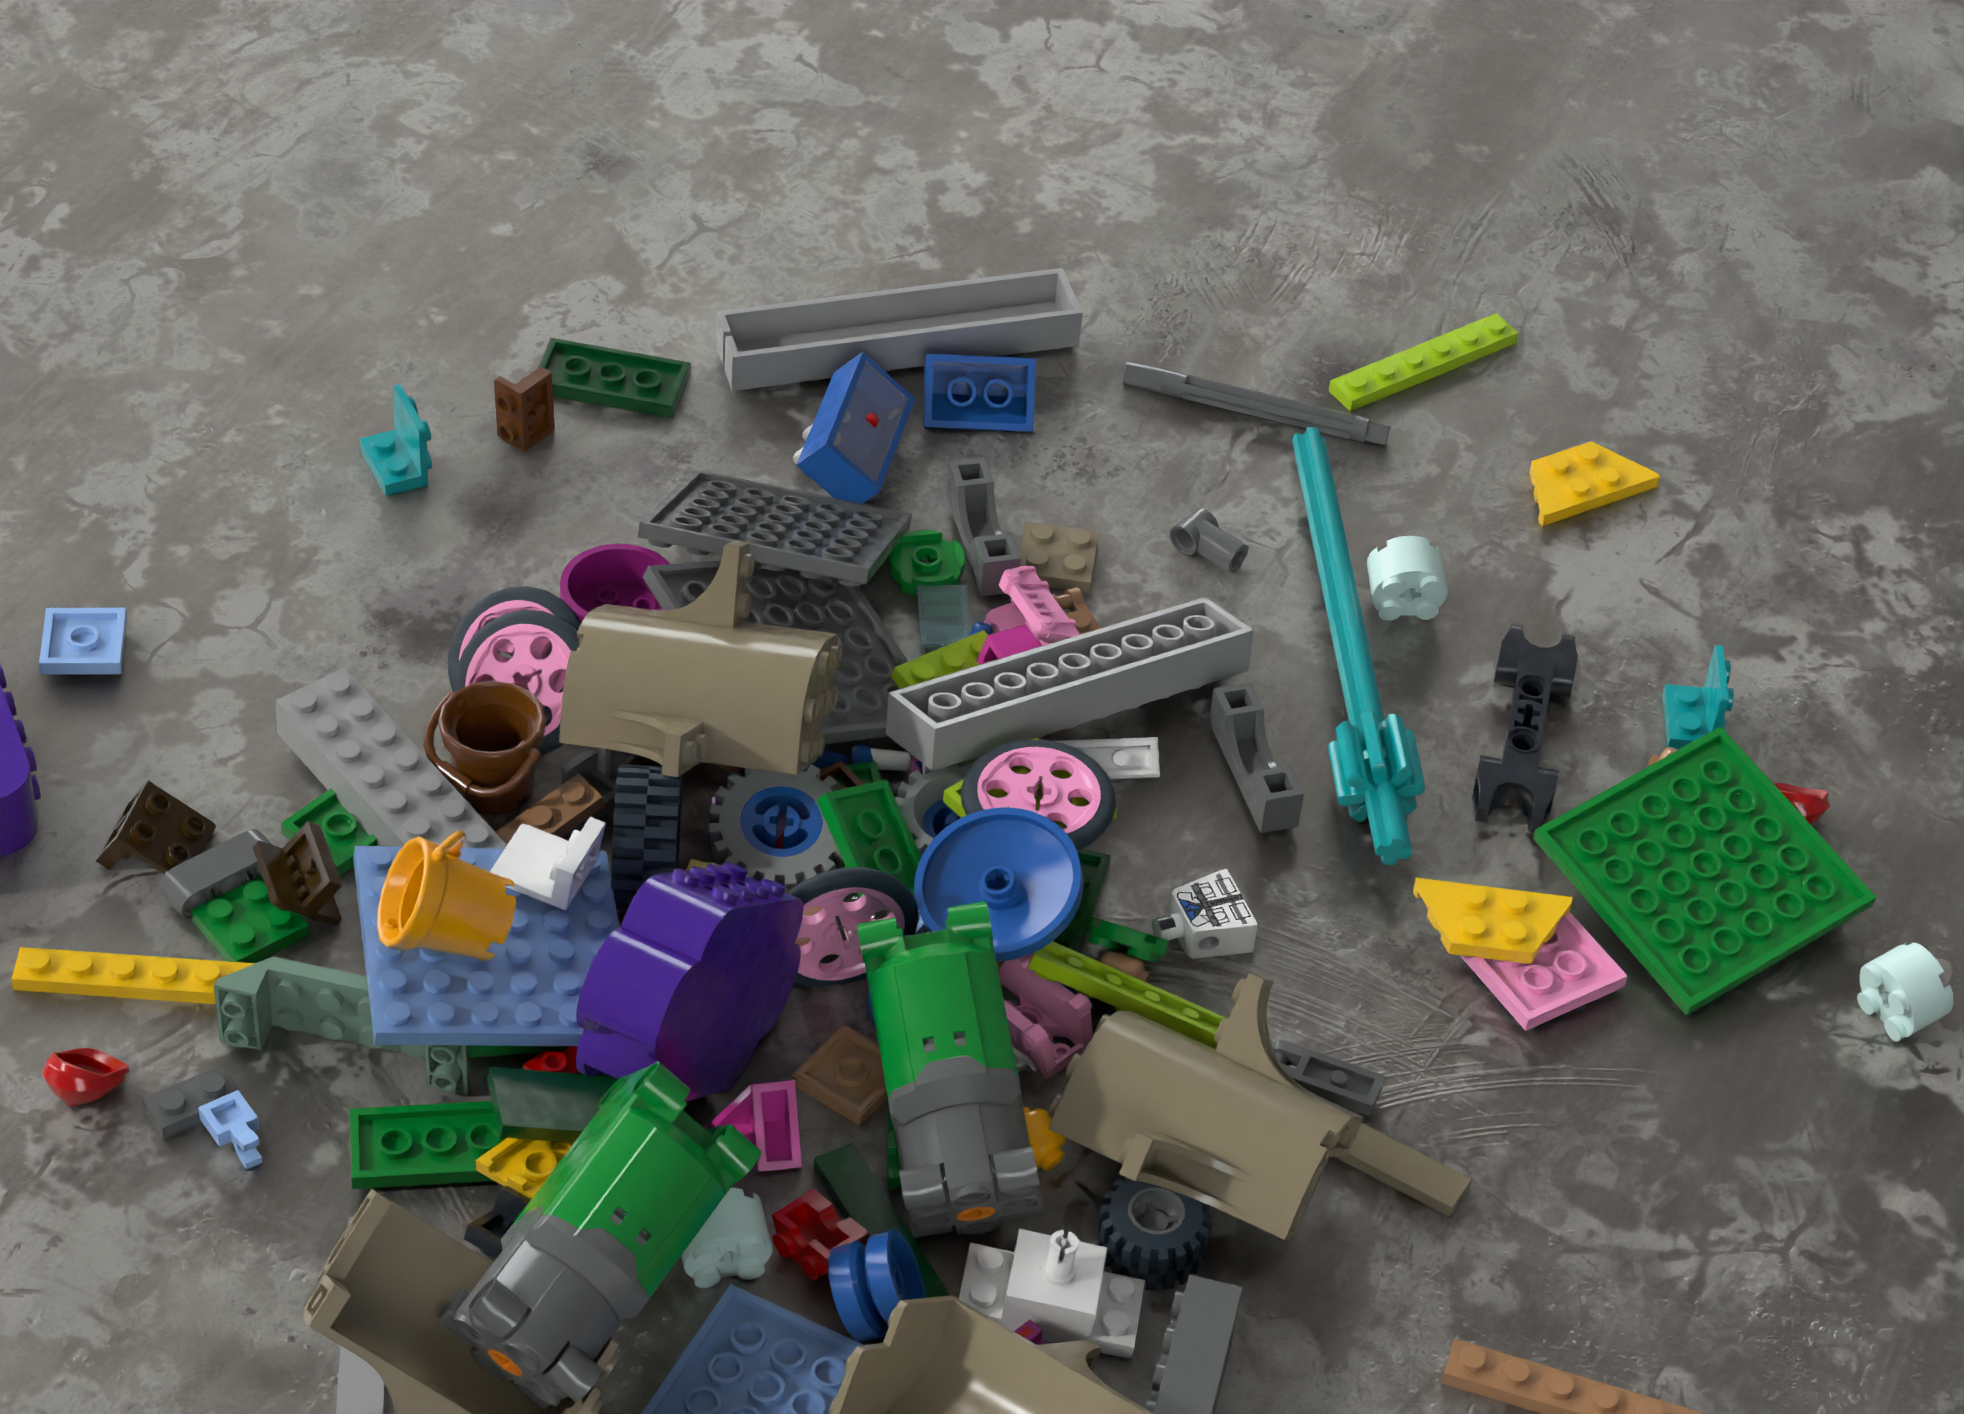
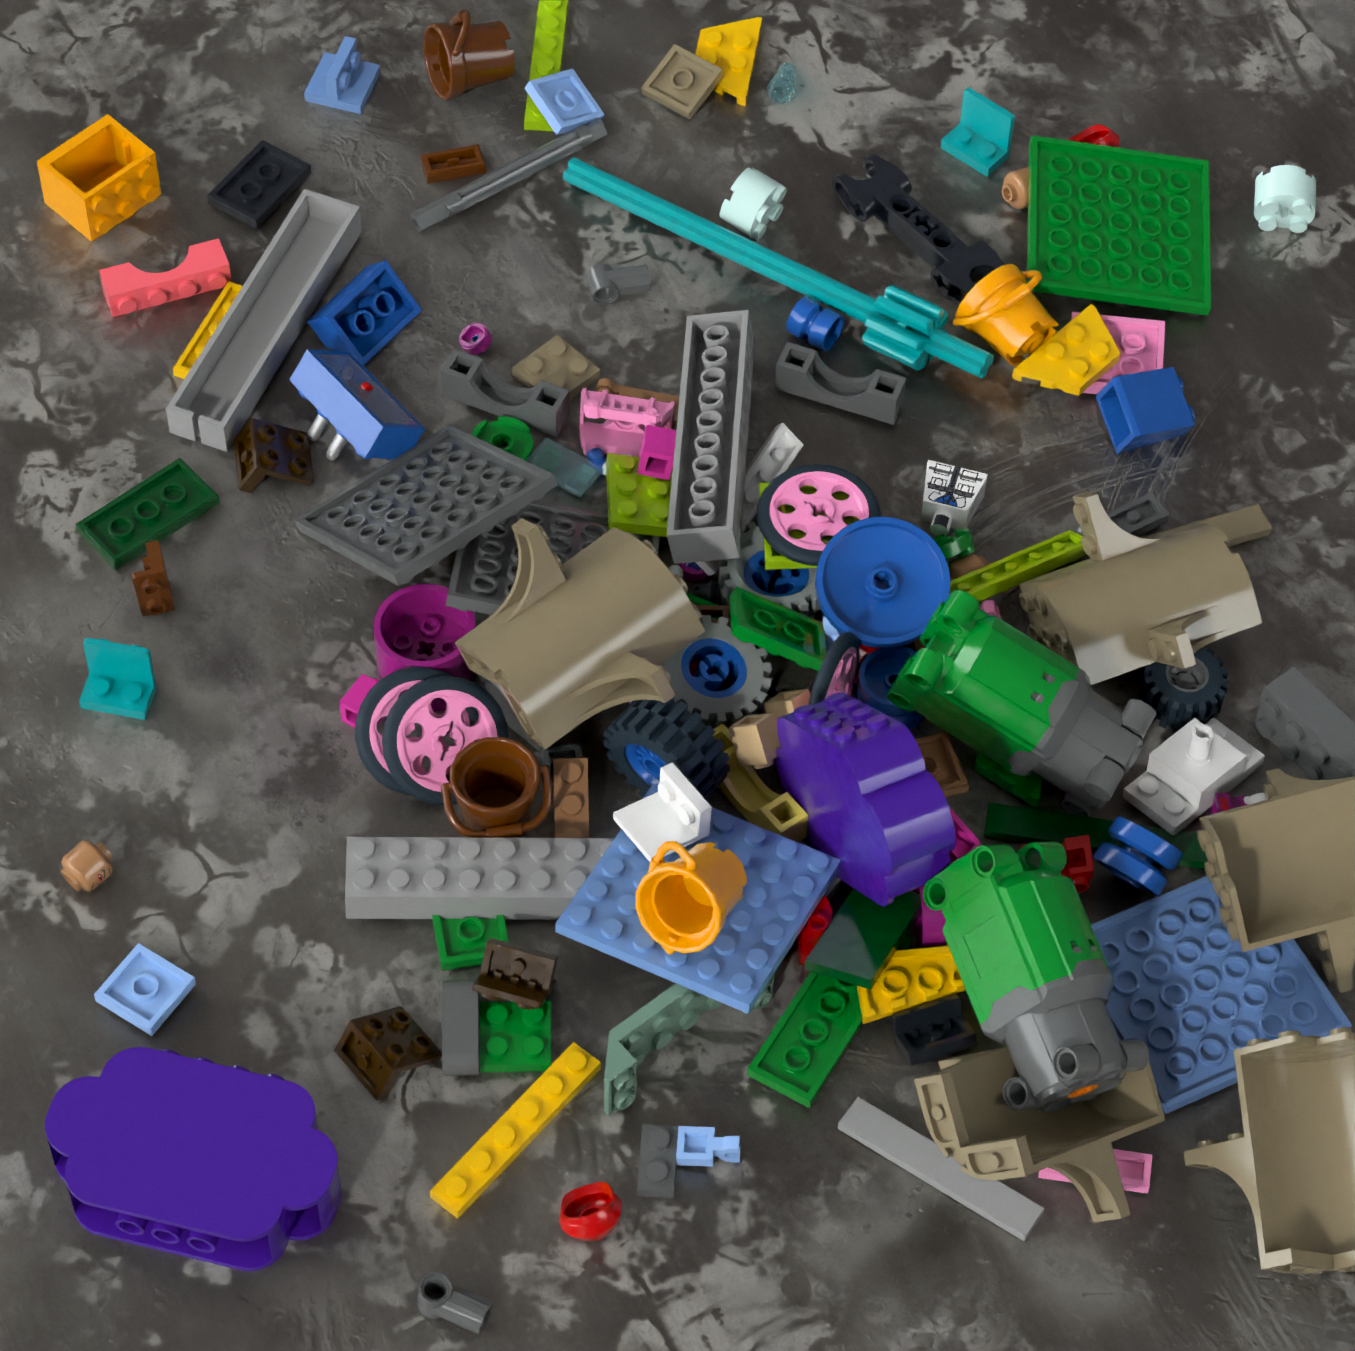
camera: 50 degrees left, 10 degrees up
(180, 532) = (87, 865): none -> medium nougat head
(755, 418) = (272, 451): none -> dark brown bracket
(841, 234) = (132, 289): none -> coral arch
(937, 145) = (99, 177): none -> light orange container
(1033, 480) = (475, 338): none -> magenta tile
(1074, 247) = (259, 184): none -> black plate
(1227, 362) = (453, 167): none -> reddish brown tile
(1240, 240) = (343, 79): none -> medium blue bracket
(1313, 703) = (814, 323): none -> blue wheel
(1348, 291) = (466, 55): none -> reddish brown piece
(1379, 388) = (564, 101): none -> light blue plate
(1478, 827) = (1007, 313): none -> light orange piece
(1481, 1008) = (1145, 409): none -> blue slope
(1505, 458) = (682, 81): none -> dark tan plate
(1594, 532) = (783, 84): none -> clear light blue cone

